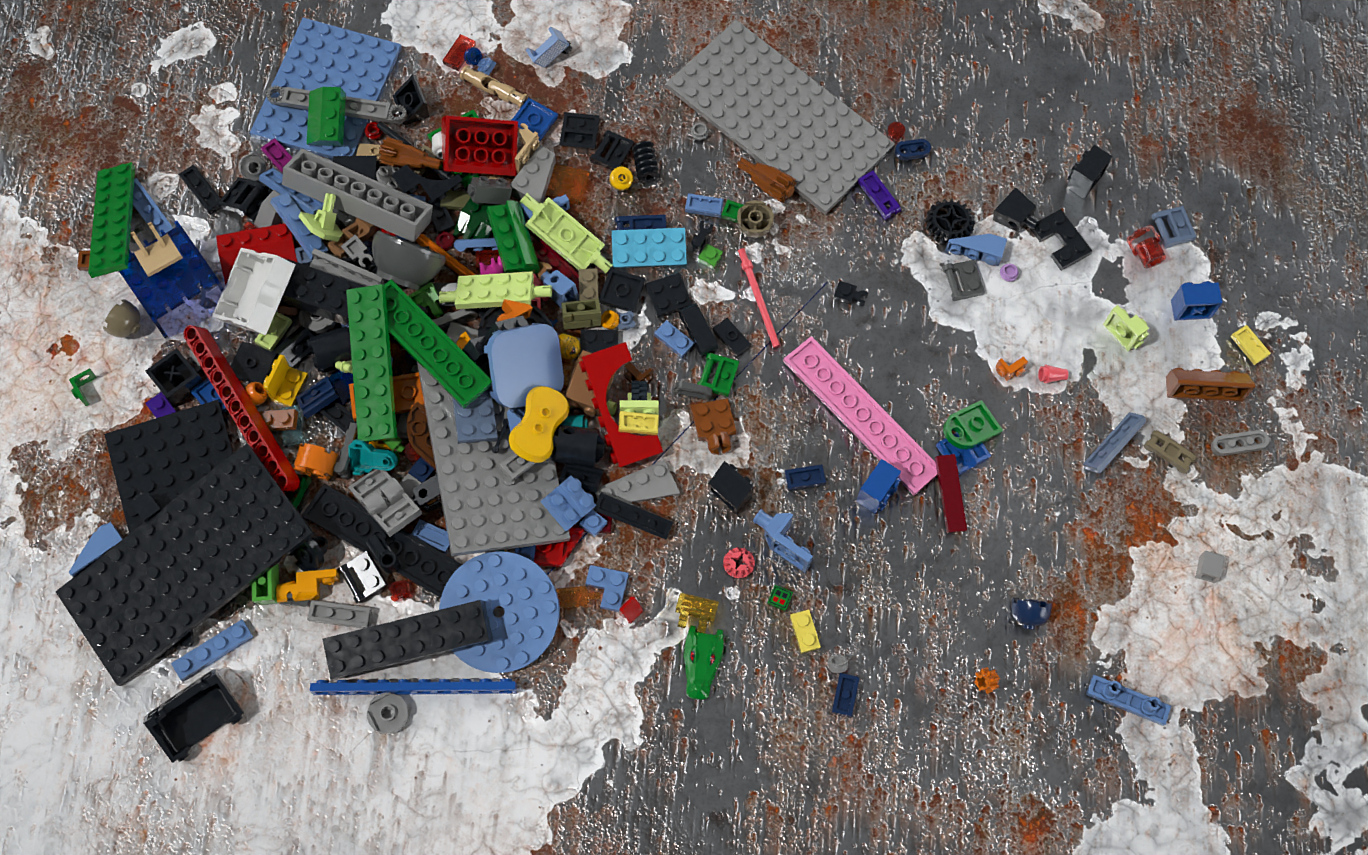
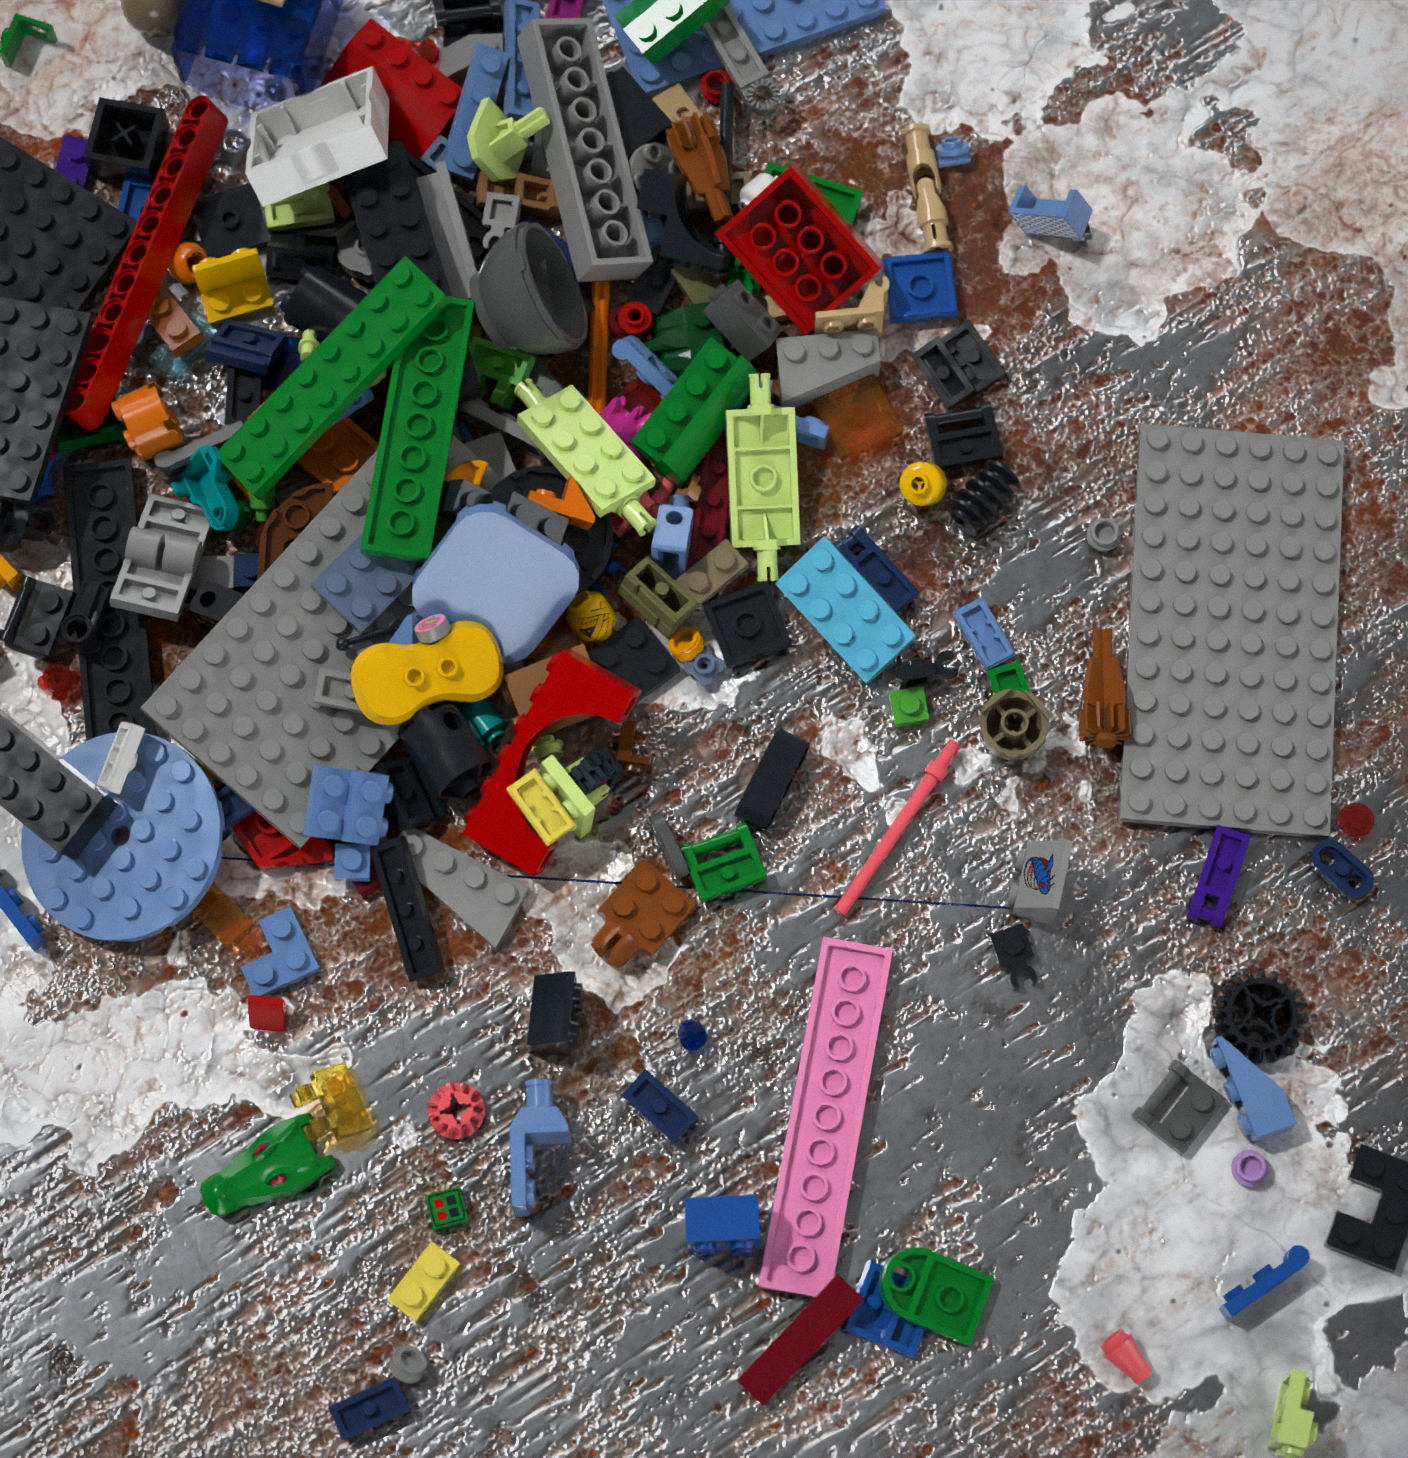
camera: 55 degrees right, 5 degrees up
(413, 100) = (806, 99): black slope -> none
(432, 536) = (166, 651): medium blue tile -> none
(449, 238) = (634, 327): none -> red plate
(455, 56) = (942, 97): clear red plate -> none
(466, 581) = (121, 757): none -> white plate
(472, 56) = (952, 121): clear blue tile -> none
(522, 405) = (432, 628): none -> light grey tile
(668, 295) = (795, 695): black plate -> none
(674, 339) = (731, 757): medium blue plate -> none
(731, 337) = (801, 836): black plate -> none
(783, 441) = (692, 1034): none -> clear blue hinge
(829, 257) = (1041, 880): none -> light grey slope
(1008, 372) = (1087, 1293): orange bracket -> none
(1016, 212) = (1362, 1105): black torso -> none
(1062, 300) = (1266, 1280): none -> blue plate

